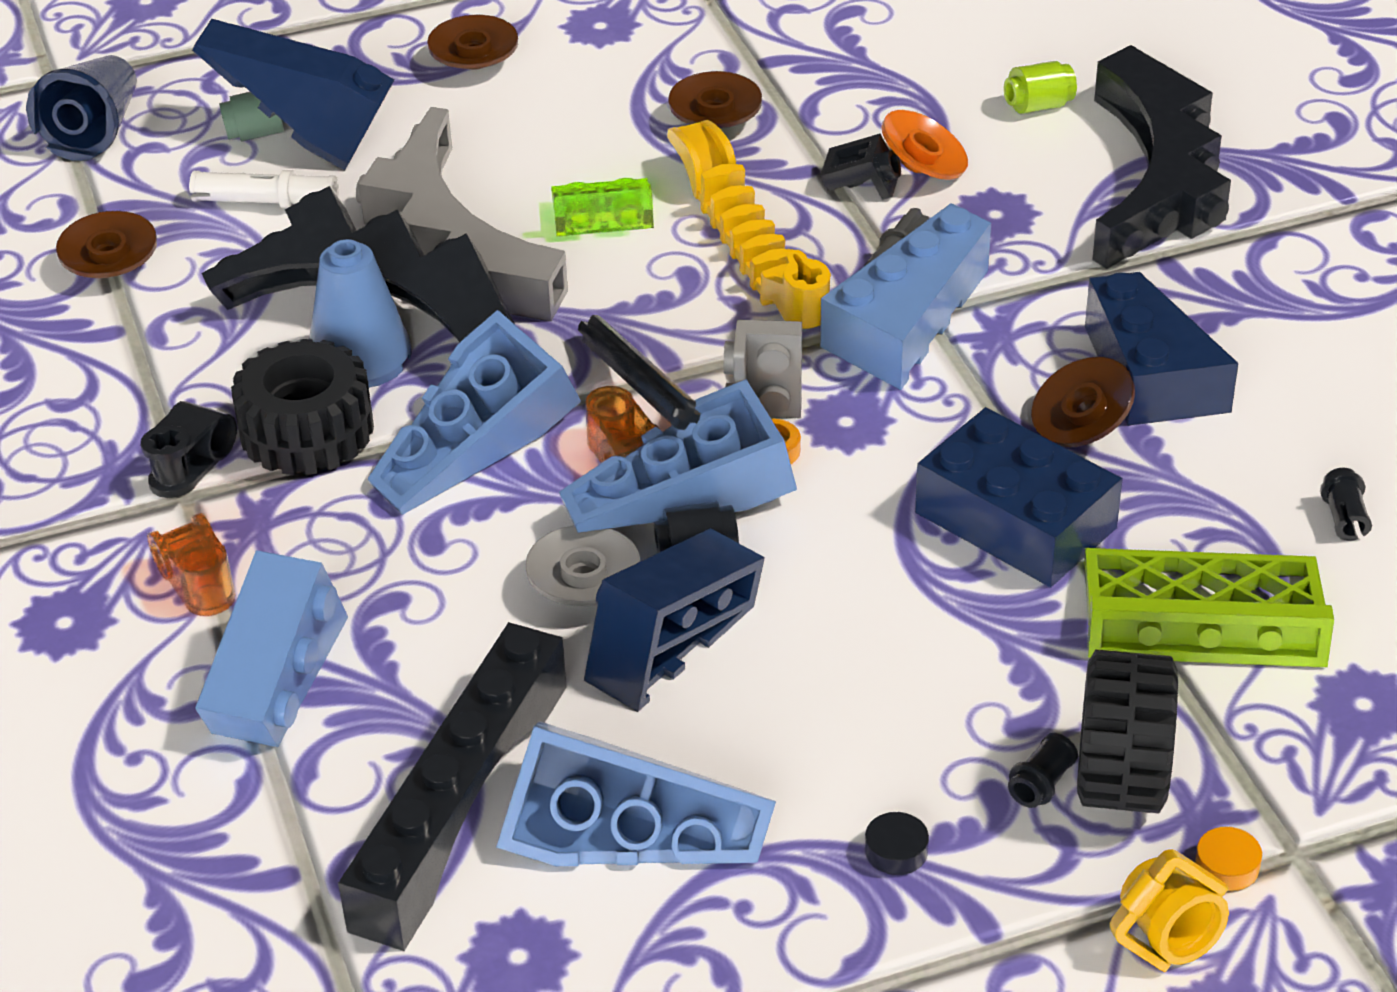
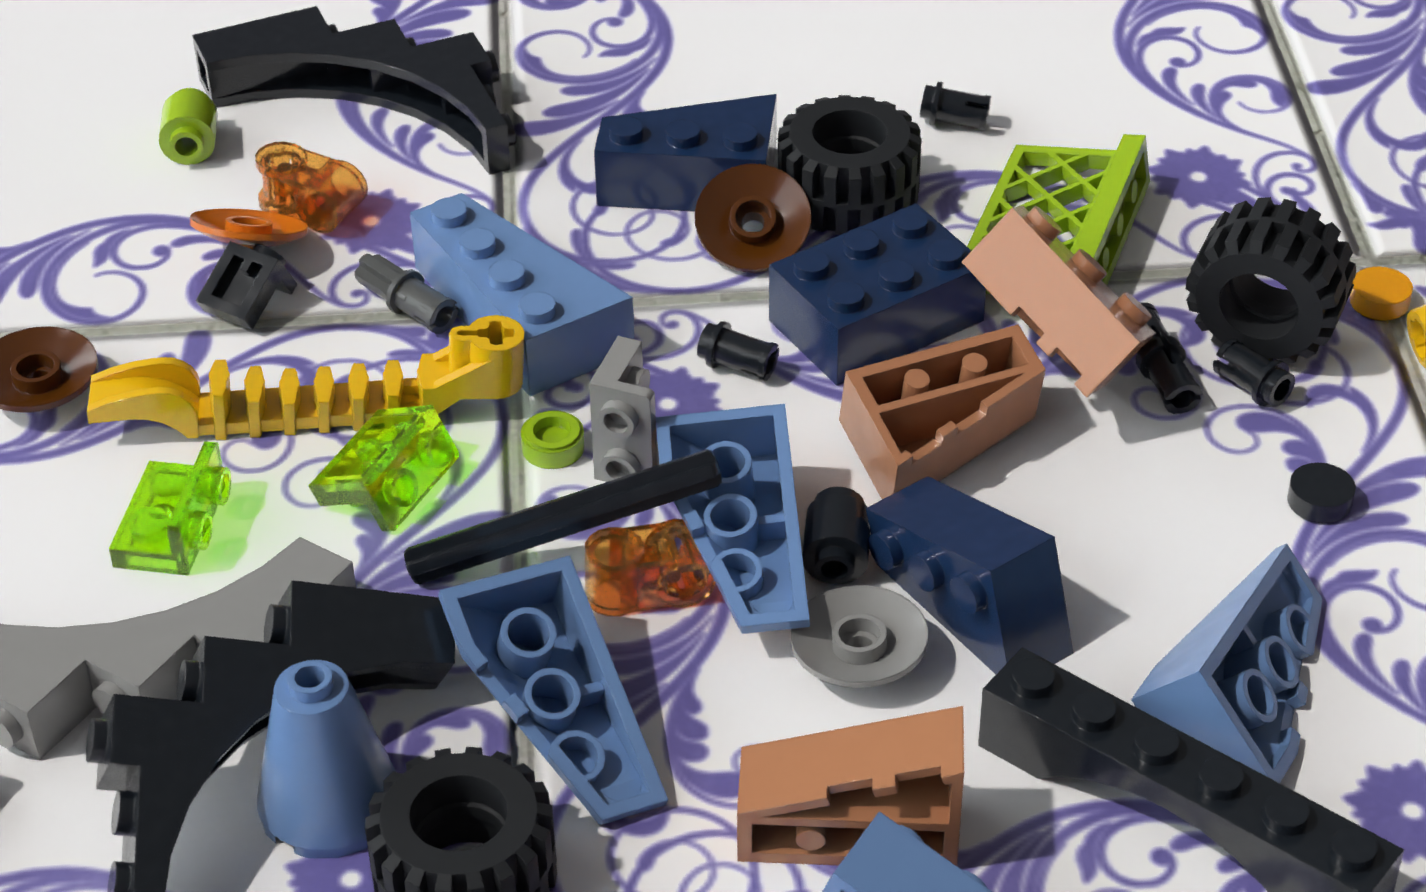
camera: 75 degrees left, 0 degrees up
(403, 595) = (821, 790): none -> nougat wedge
(687, 289) = (389, 464): none -> clear neon green bracket
(861, 555) = (939, 406): none -> nougat wedge
(913, 428) = (737, 351): none -> black pin
(992, 159) = (309, 188): none -> clear orange piece
(1005, 588) = (1060, 296): none -> nougat wedge
(1029, 701) = (1164, 364): none -> black pin
(1190, 441) = (851, 159): none -> black tyre

